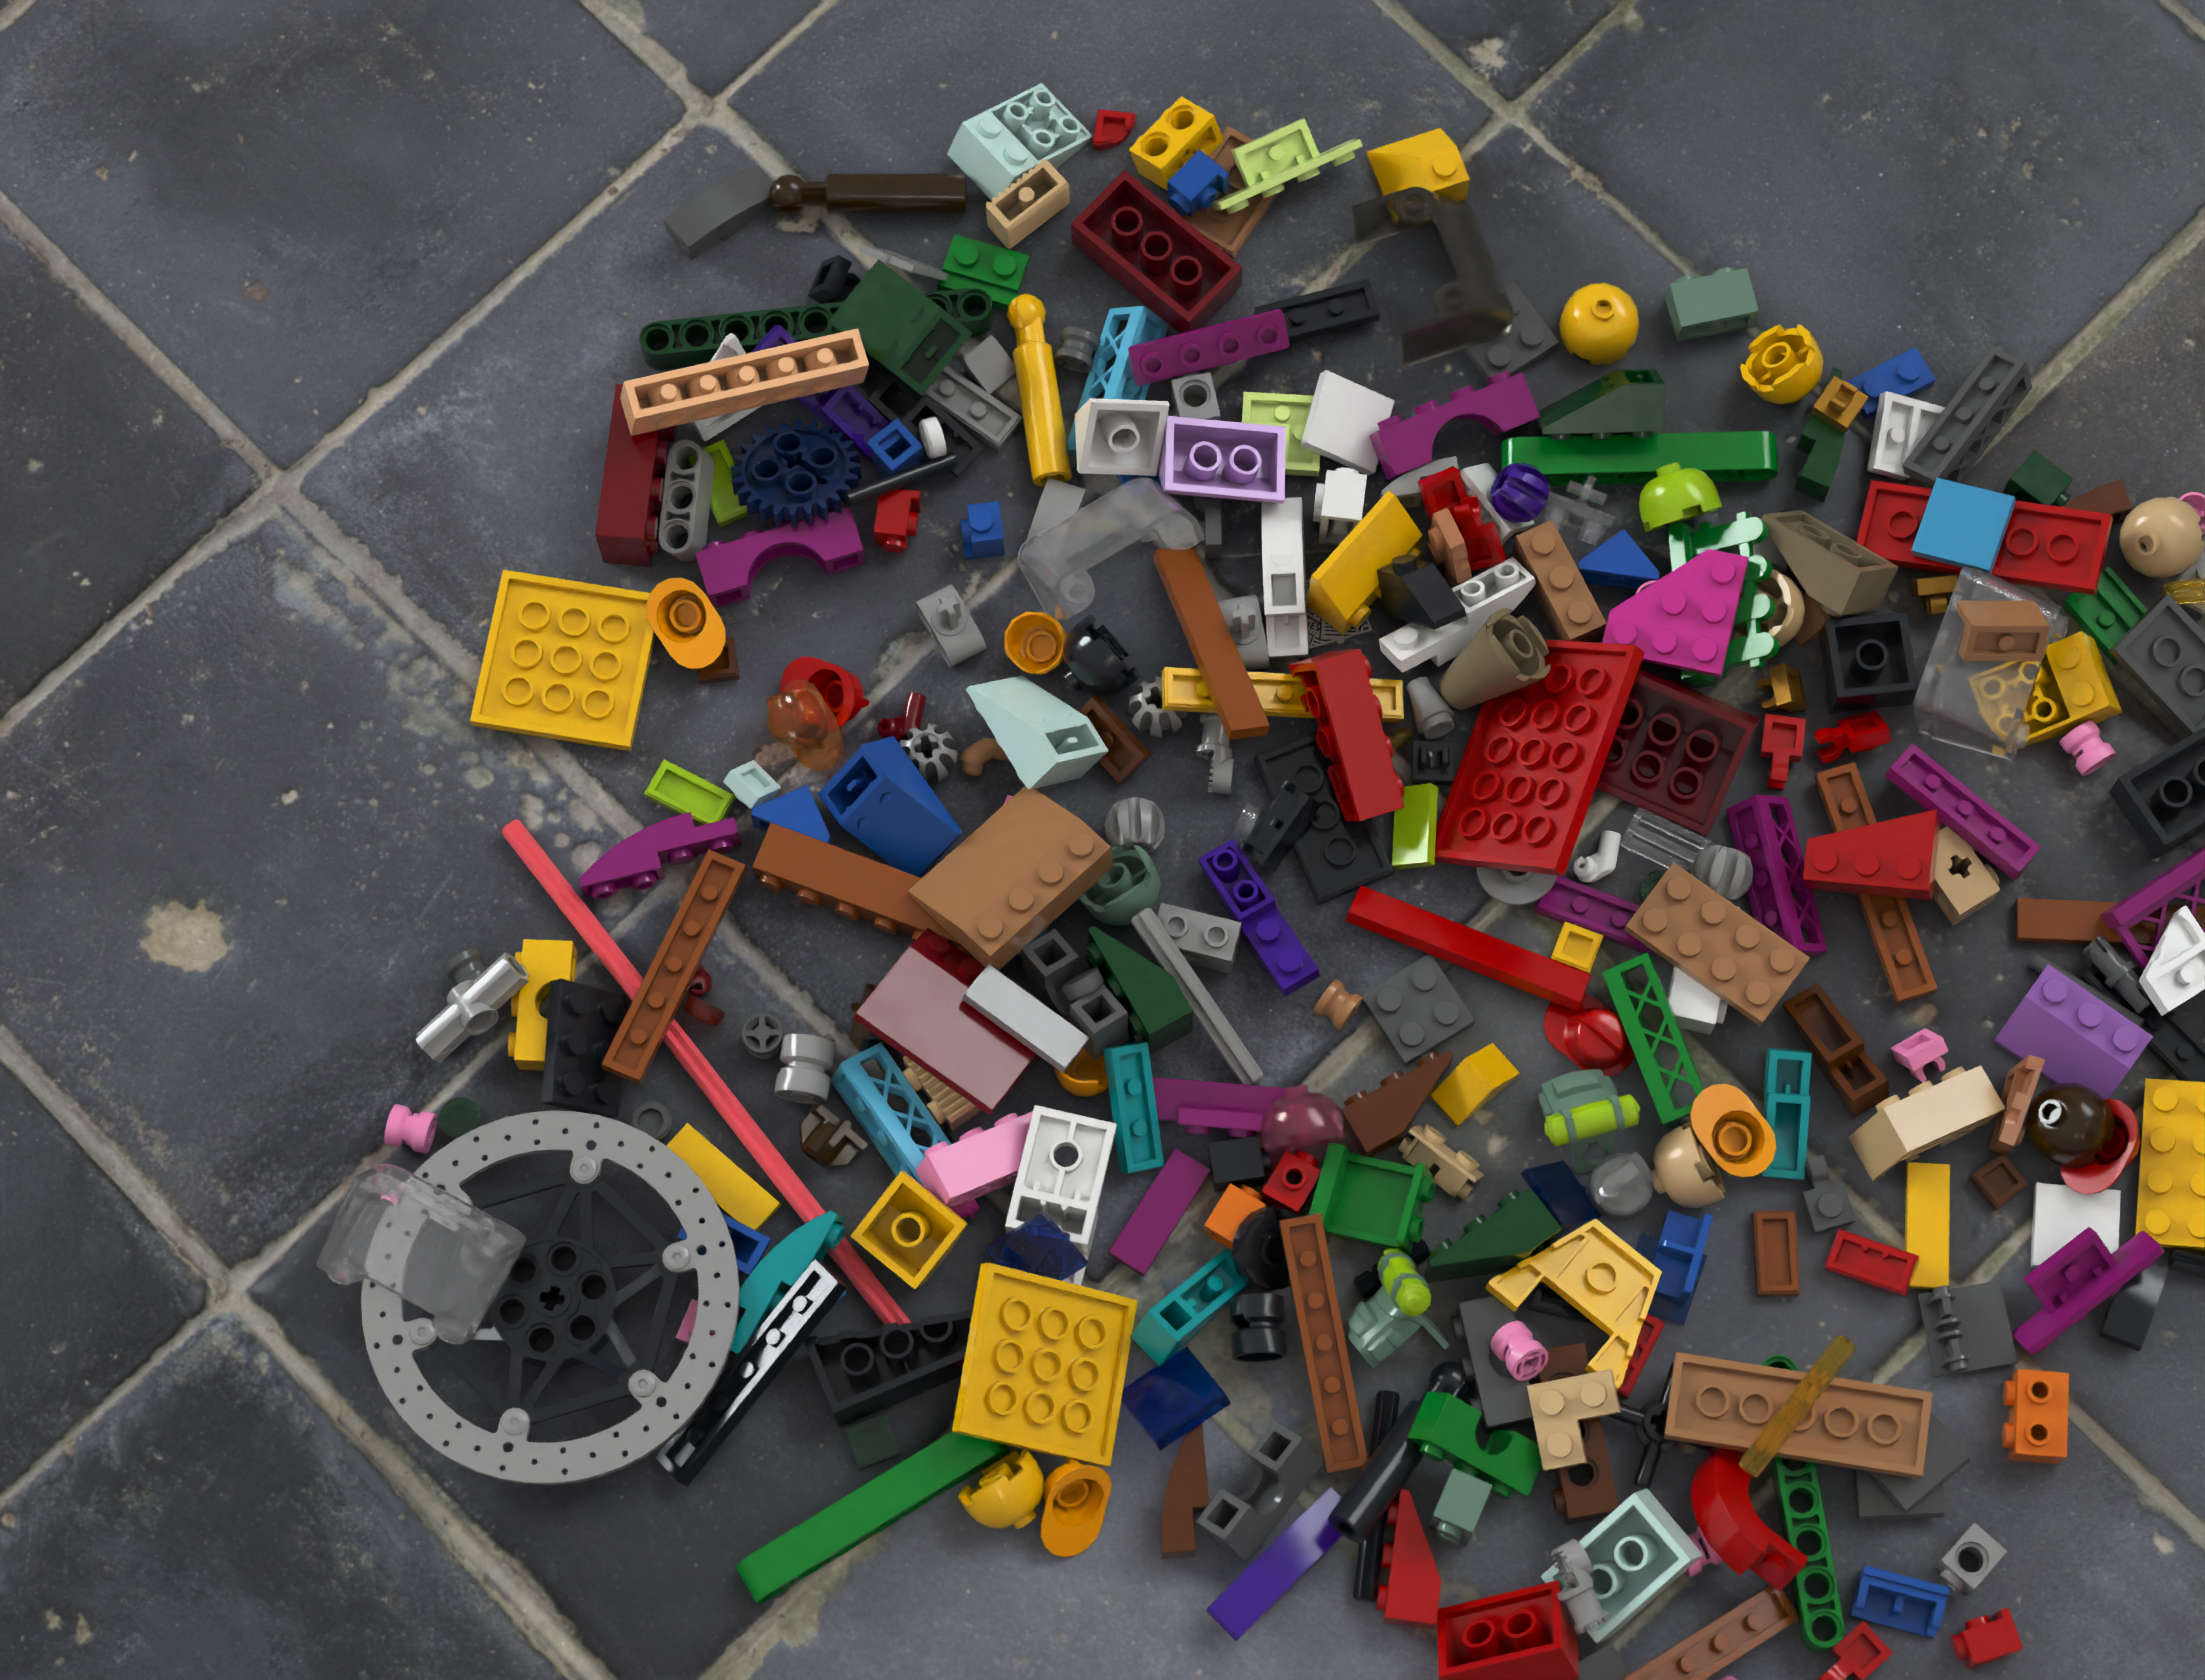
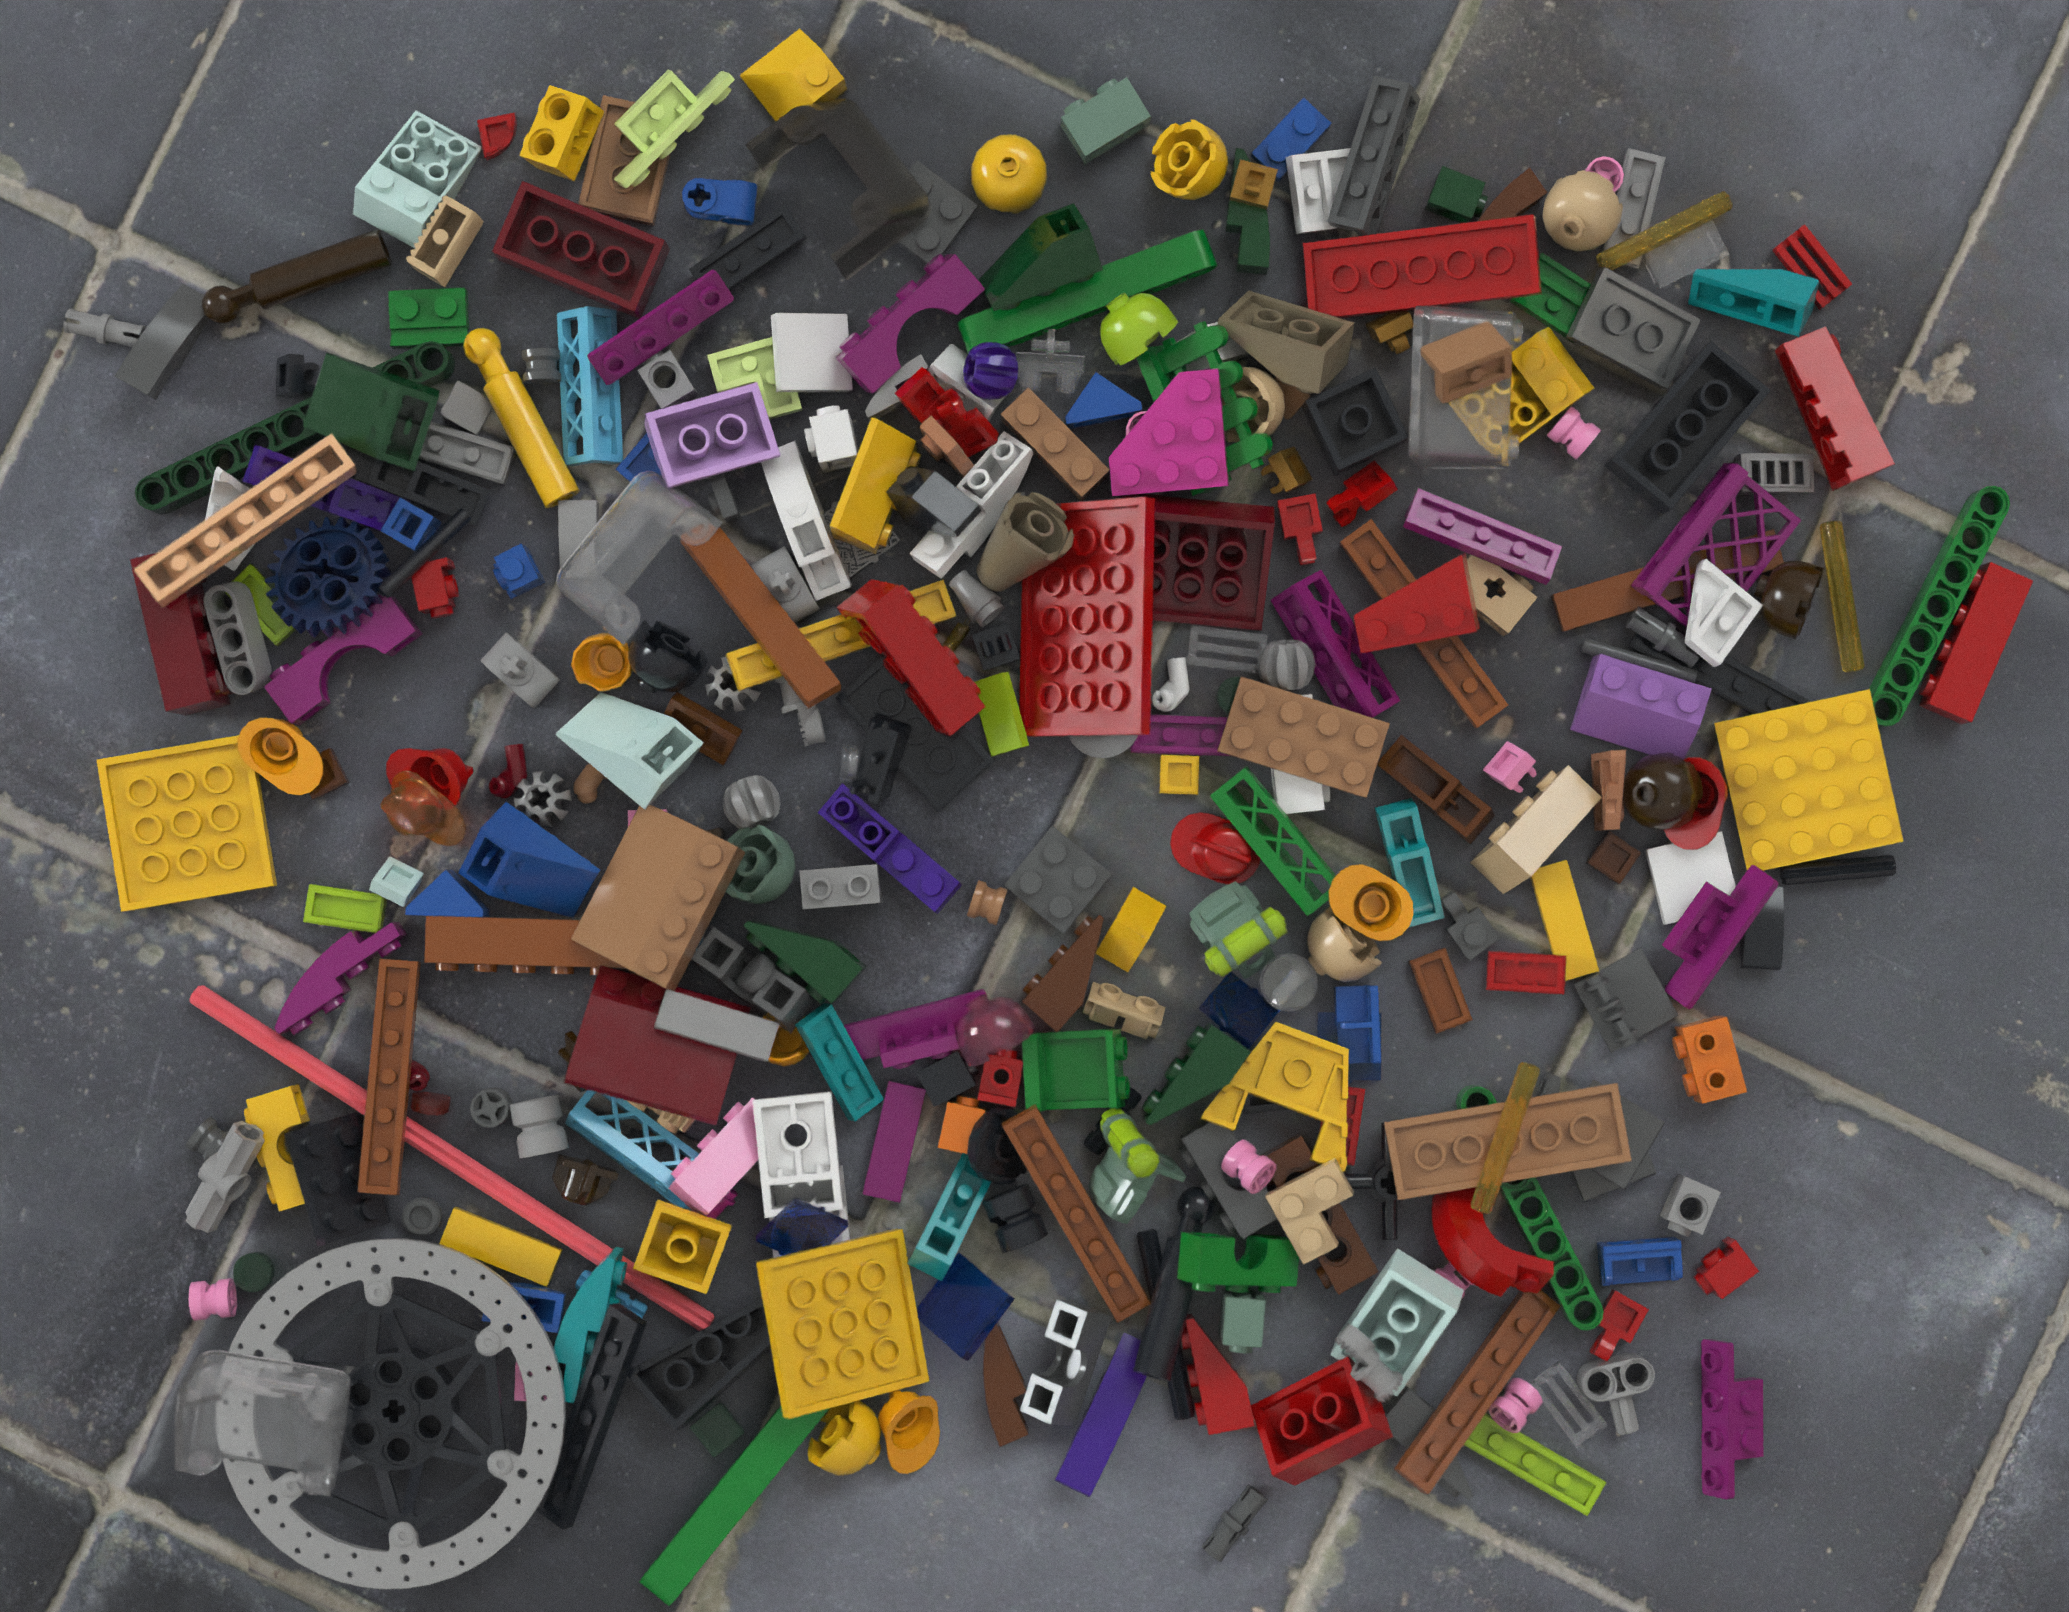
camera: 15 degrees left, 15 degrees up
(665, 179) = (102, 328): none -> light grey pin
(903, 262) = (351, 340): light grey piece -> none
(932, 437) = (439, 503): white tile -> none
(1120, 436) = (610, 446): white slope -> none
(1197, 185) = (594, 169): blue brick -> none
(1202, 1003) = (860, 944): light grey axle -> none
(1311, 258) = (728, 200): none -> blue piece
(1468, 948) = (1084, 809): red tile -> none
(1963, 525) = (1402, 266): dark azure tile -> none

